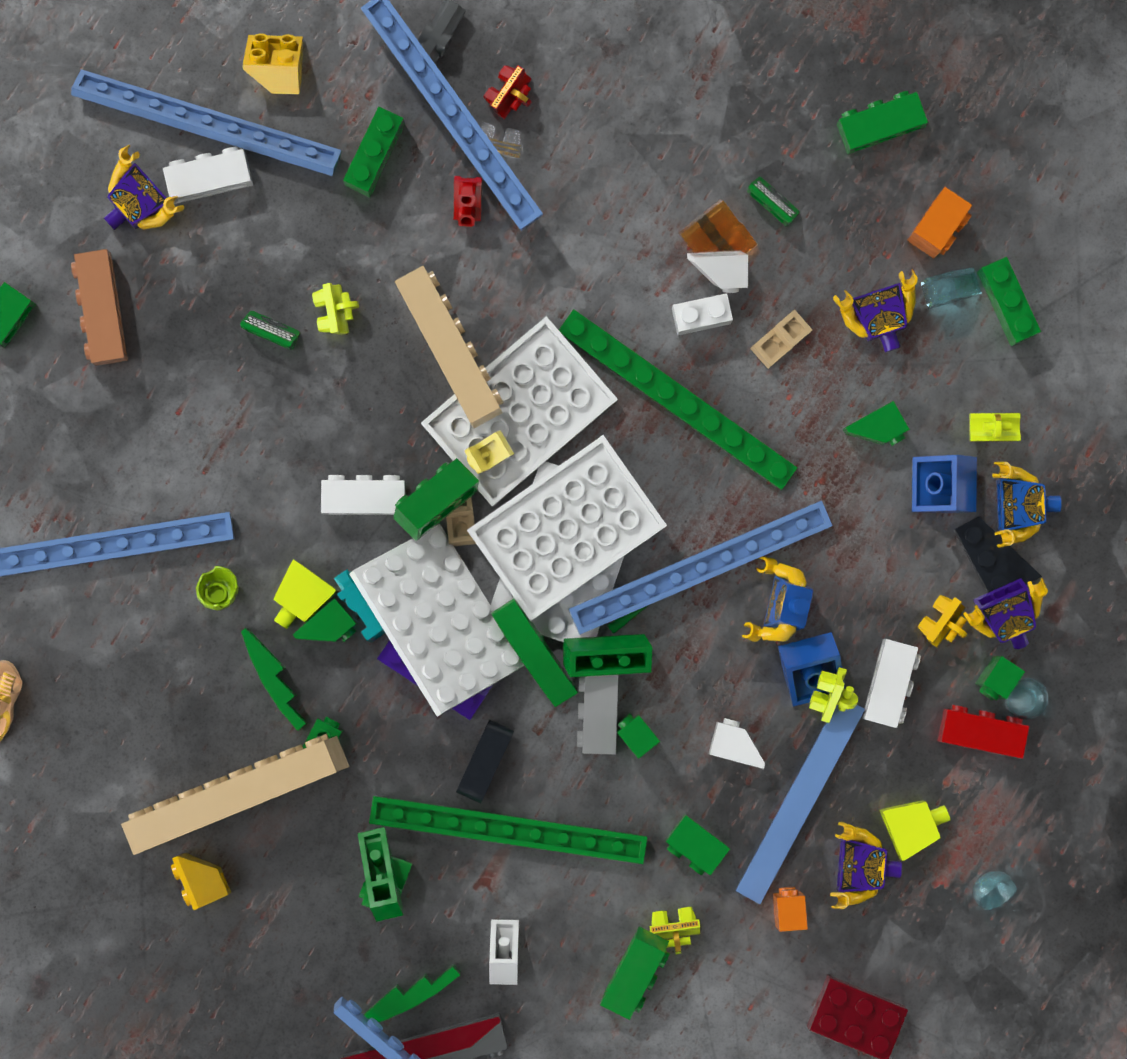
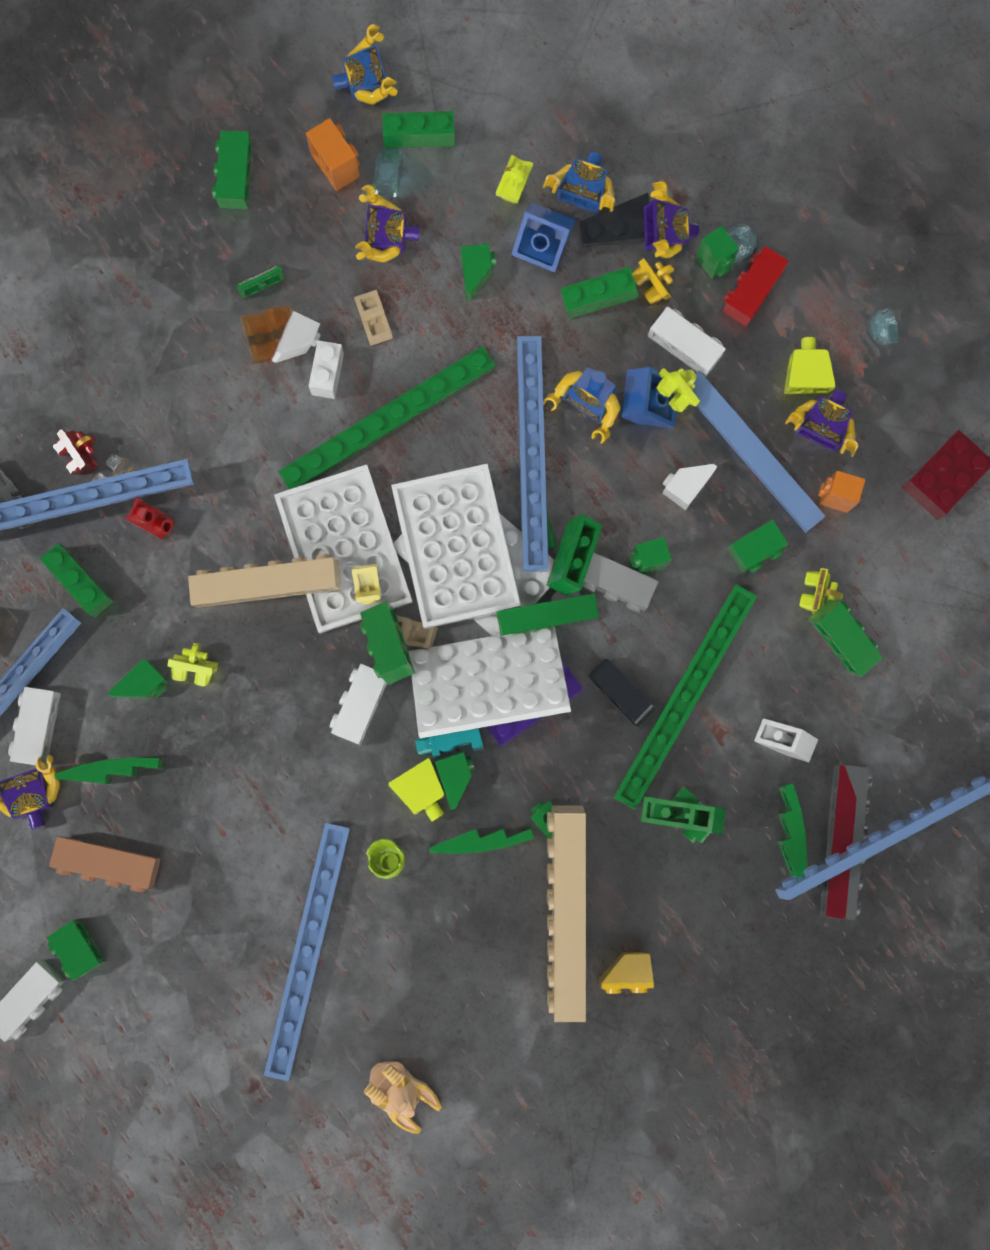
camera: 70 degrees left, 5 degrees down
(190, 264) = (103, 770): none -> green slope
(270, 330) = (187, 727): slope -> none
(296, 264) = (140, 683): none -> green slope
(904, 569) = (599, 292): none -> green brick
(1049, 217) = (365, 71): none -> torso

